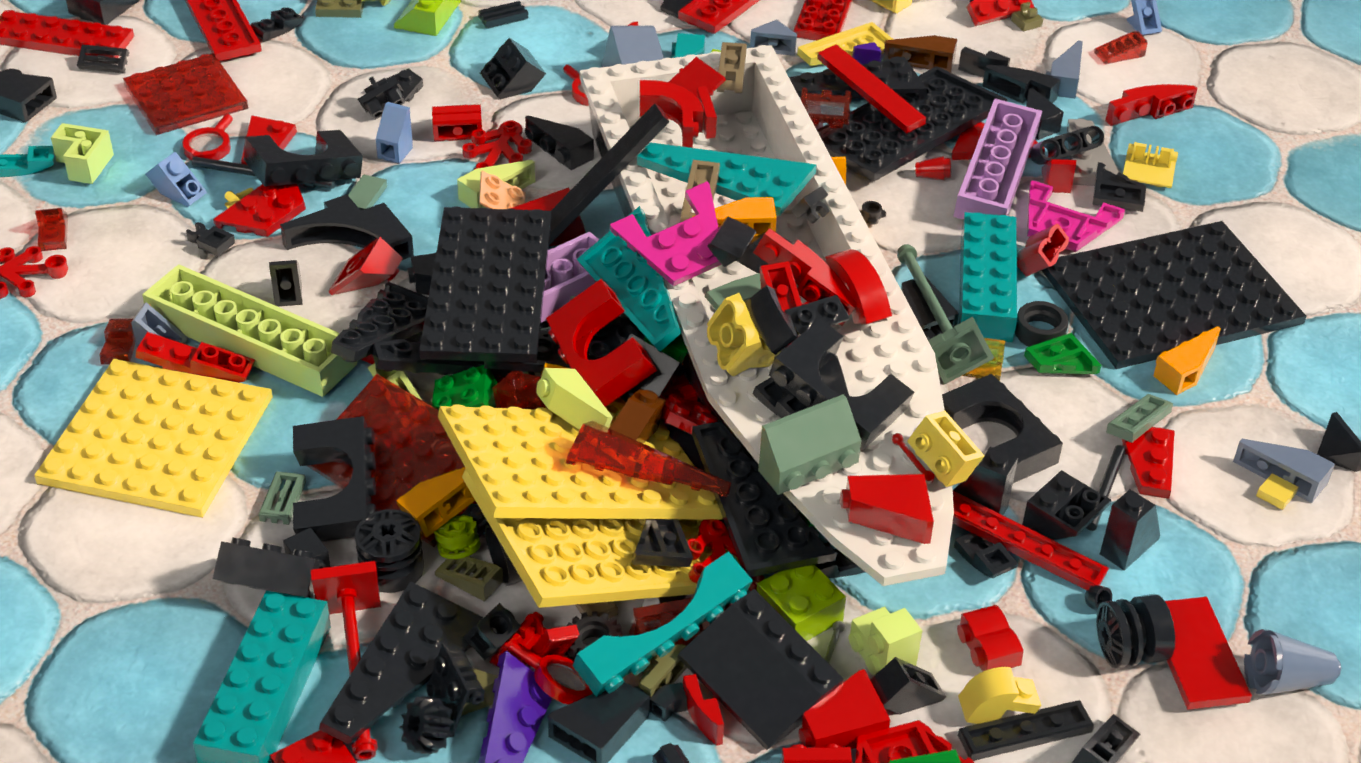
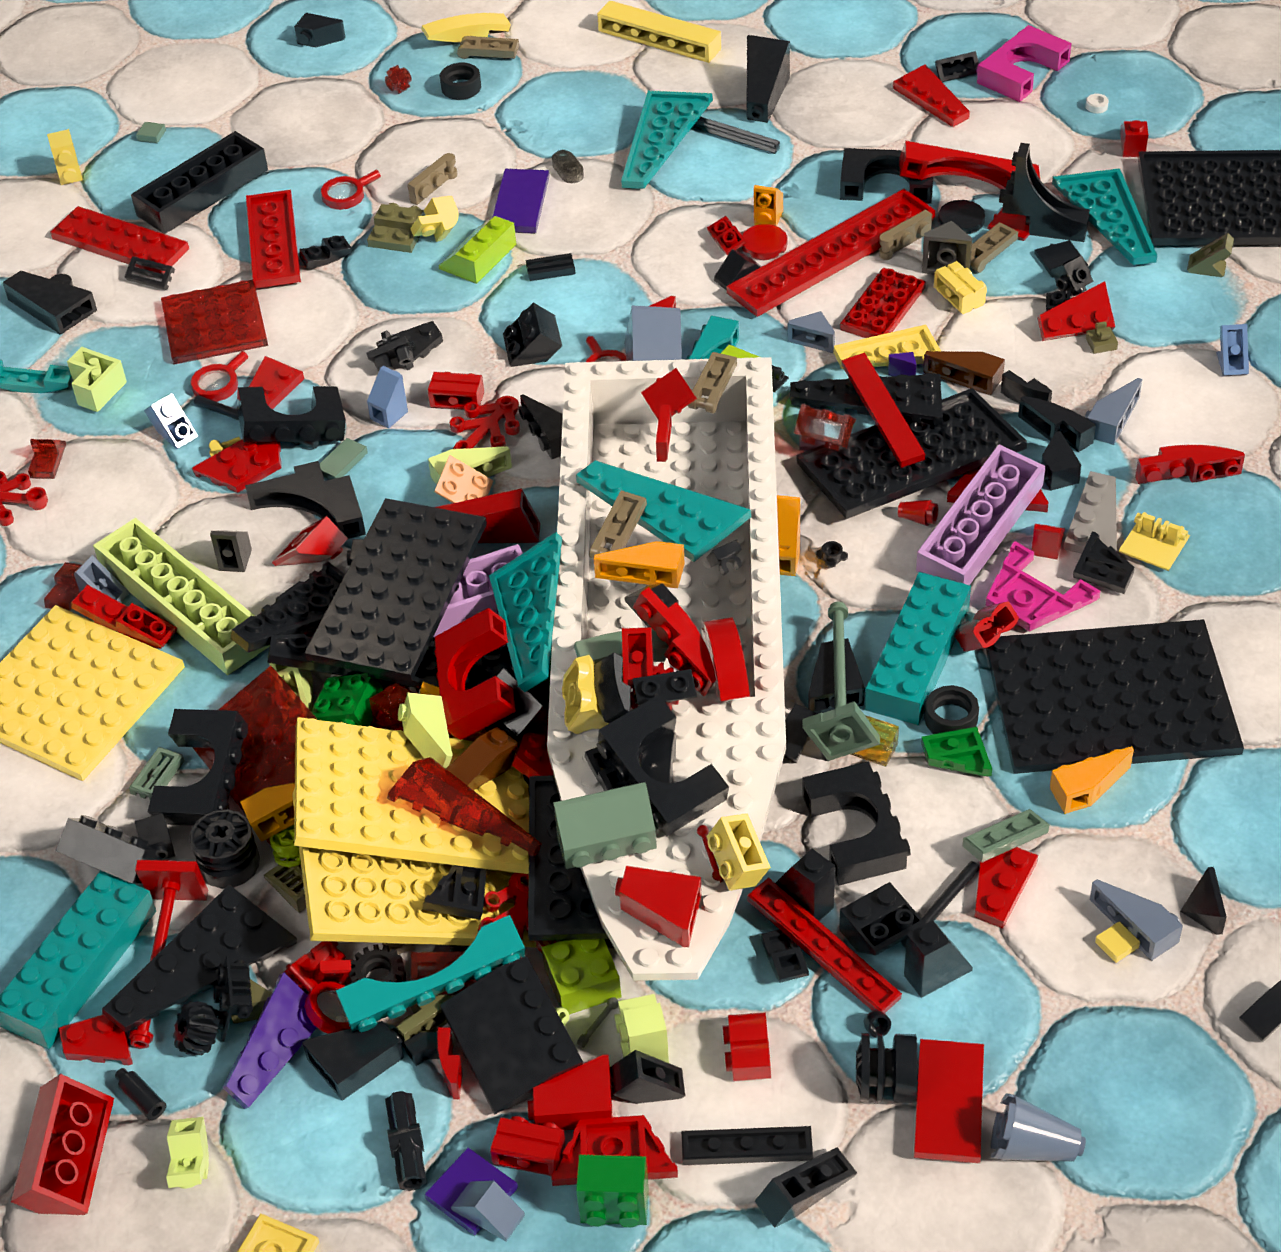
camera: 20 degrees right, 5 degrees up
(212, 241) = (184, 491): black plate -> none
(482, 636) = (278, 955): black brick -> none
(607, 169) = (543, 487): black tile -> none
(677, 104) = (634, 416): red arch -> none
(682, 248) = (575, 588): dark pink wing -> none
(730, 241) = (620, 588): black slope -> none
(994, 692) = (726, 1103): light yellow brick -> none
(1076, 140) = (1076, 503): black beam -> none
(1123, 48) = (1198, 390): clear red slope -> none

